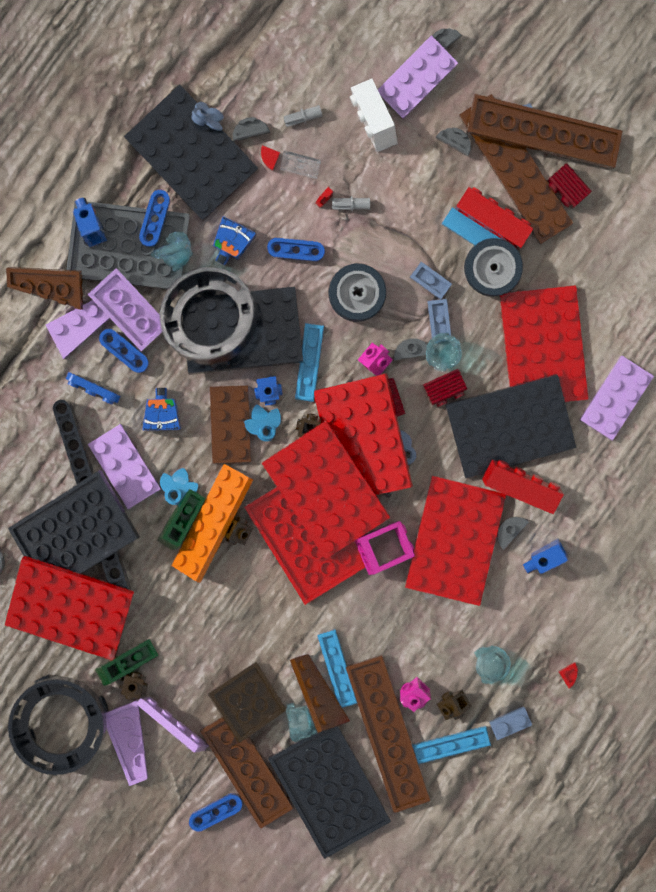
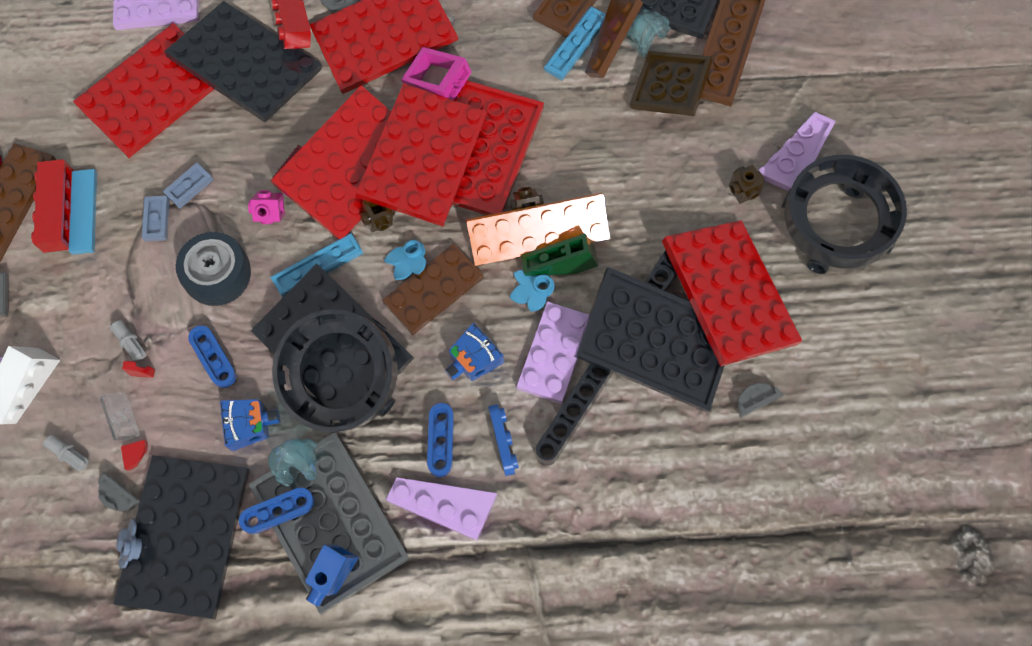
camera: 125 degrees left, 20 degrees down
(52, 284) = (426, 561): reddish brown wing -> none
(126, 662) = (732, 206): dark green slope -> none
(127, 309) = (393, 465): lavender plate -> none
(175, 727) = (749, 126): lavender wing -> none
(209, 818) = (797, 42): blue plate -> none
(263, 384) = (371, 275): blue brick -> none
(410, 348) = (235, 189): dark grey plate -> none
(443, 352) = (213, 154): clear light blue helmet -> none
(445, 387) = (249, 135): dark red brick -> none
(493, 252) = (101, 172): wheel -> none

